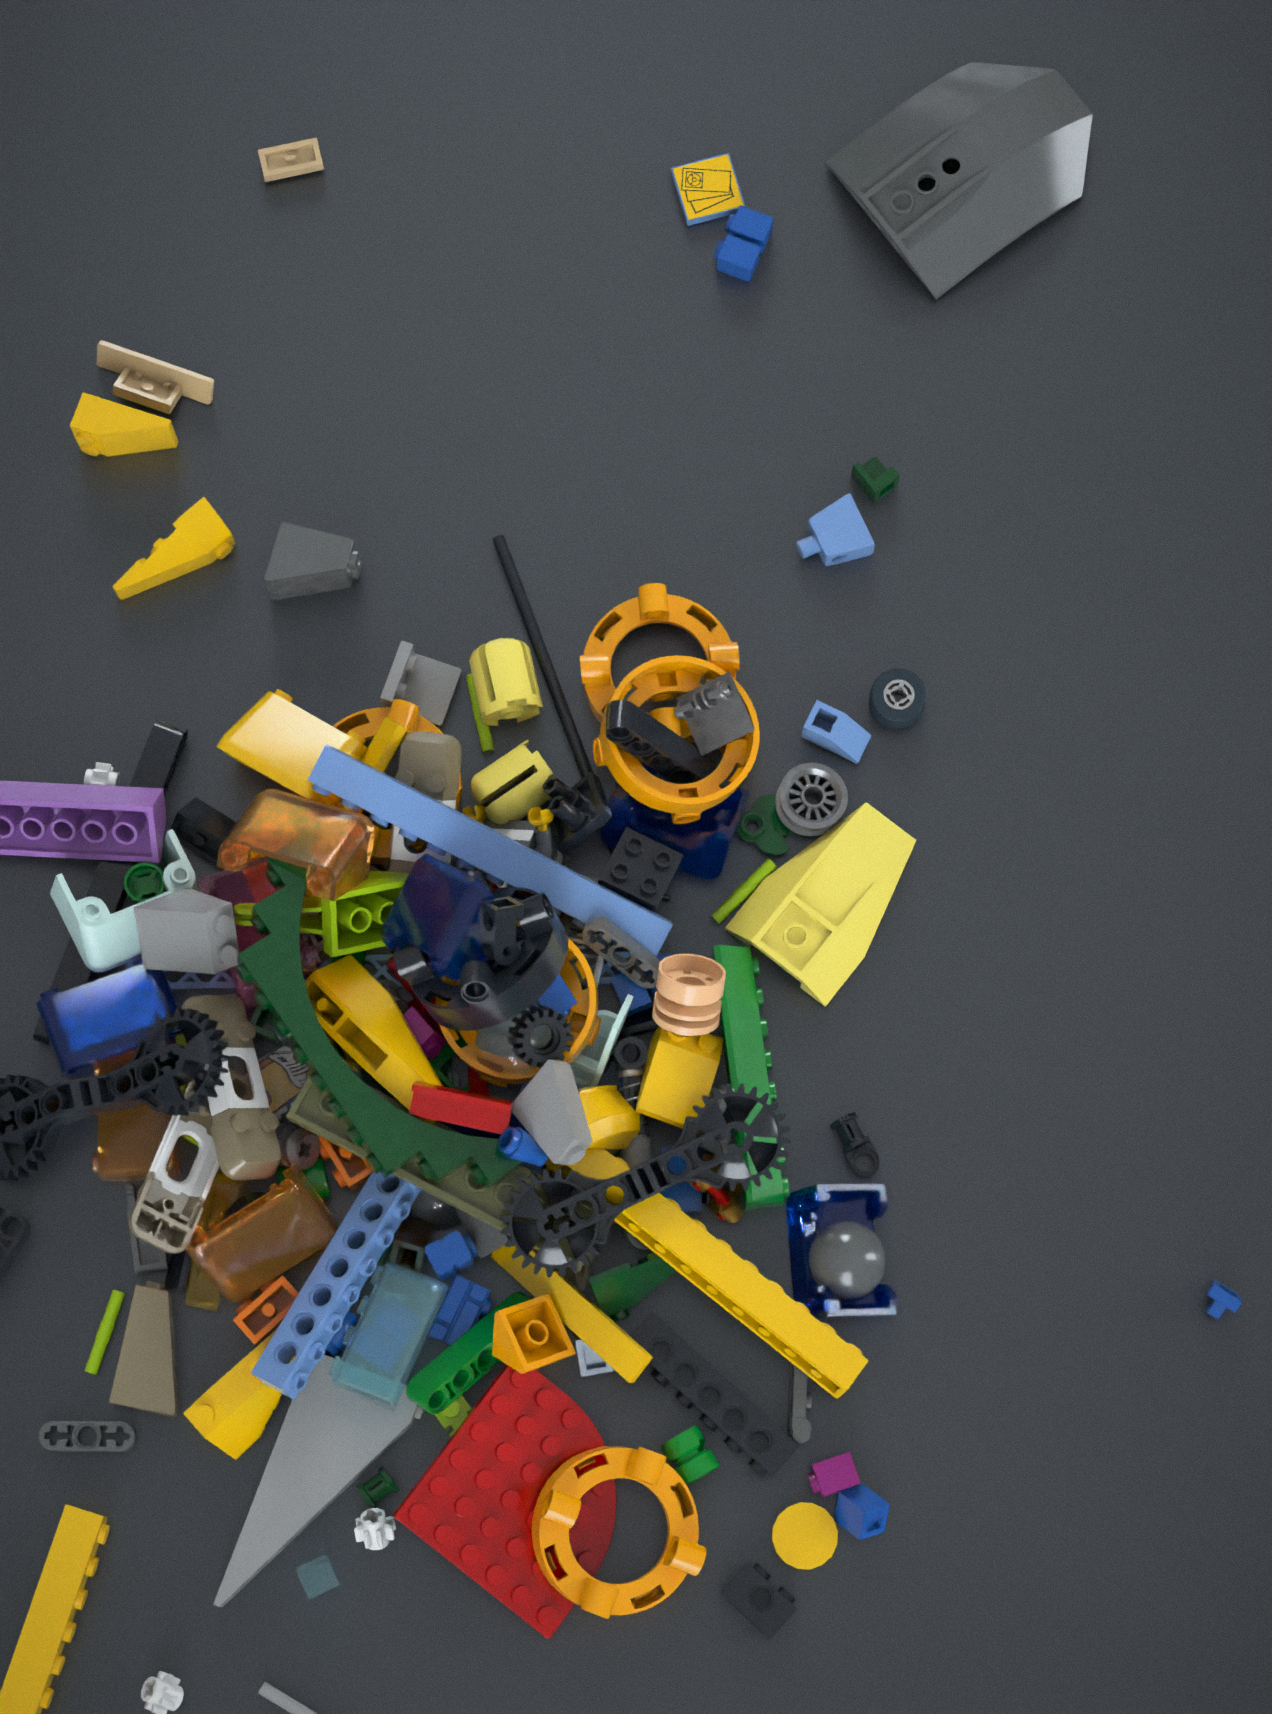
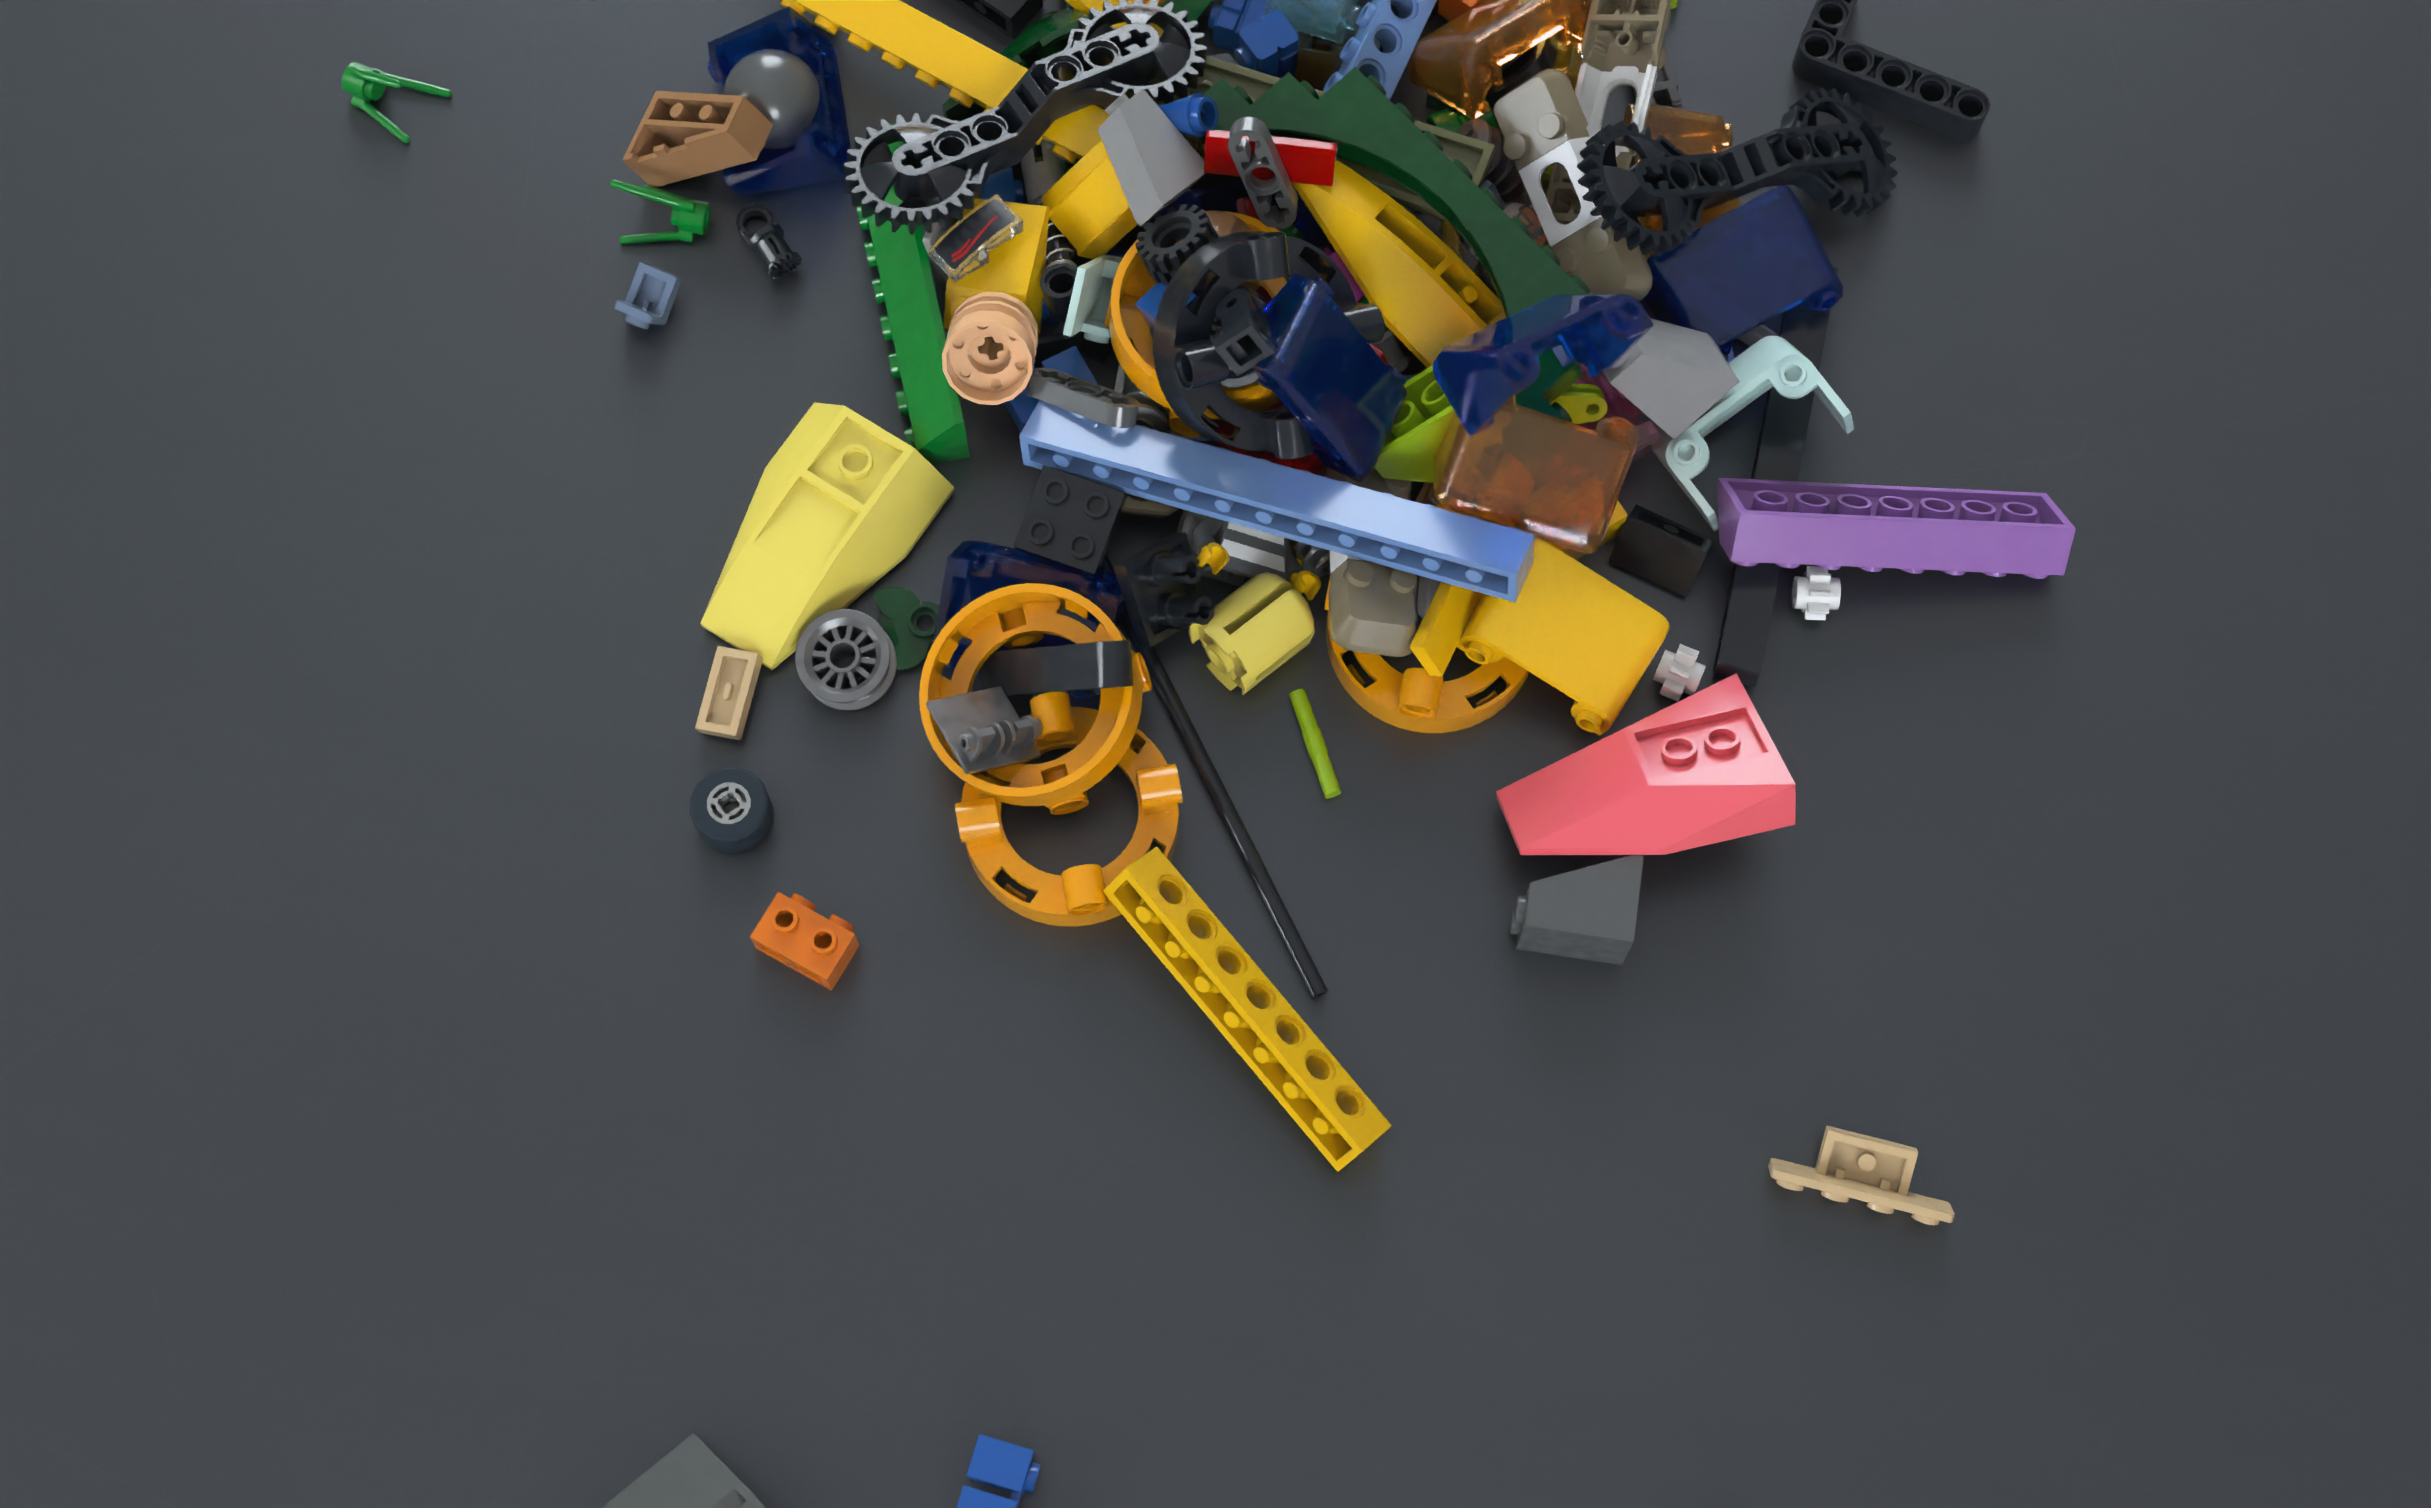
camera: 175 degrees right, 5 degrees down
(118, 429) = (1908, 1085): yellow slope -> none
(144, 882) = (1732, 455): green wheel -> none
(194, 544) = (1754, 929): yellow wedge -> none
(210, 731) = (1679, 672): none -> white gear
(247, 637) = (1659, 785): none -> coral wedge
(294, 893) = (1502, 359): none -> clear blue windscreen
(421, 682) = (1401, 765): light grey bracket -> none
(469, 1082) = (1265, 156): none -> dark grey beam
(505, 681) = (1284, 769): light yellow cylinder -> none
(618, 592) = (1247, 1008): none -> yellow brick
(691, 1085) = (968, 241): none -> slope
(743, 891) = (932, 540): lime piece -> none
(835, 732) = (819, 751): medium blue slope -> none
(837, 534) = (828, 1039): medium blue torso -> none
(849, 602) = (806, 939): none -> orange brick
(875, 478) = (775, 1134): dark green panel -> none
(896, 784) = (729, 693): none -> tan plate
(907, 1226) = (695, 136): none -> medium nougat wedge
(916, 1172) = (688, 214): none -> green plant
(949, 1101) = (649, 296): none -> sand blue bracket
(1170, 1311) = (370, 84): none -> green plant
(1222, 1299) = (299, 103): blue tile -> none

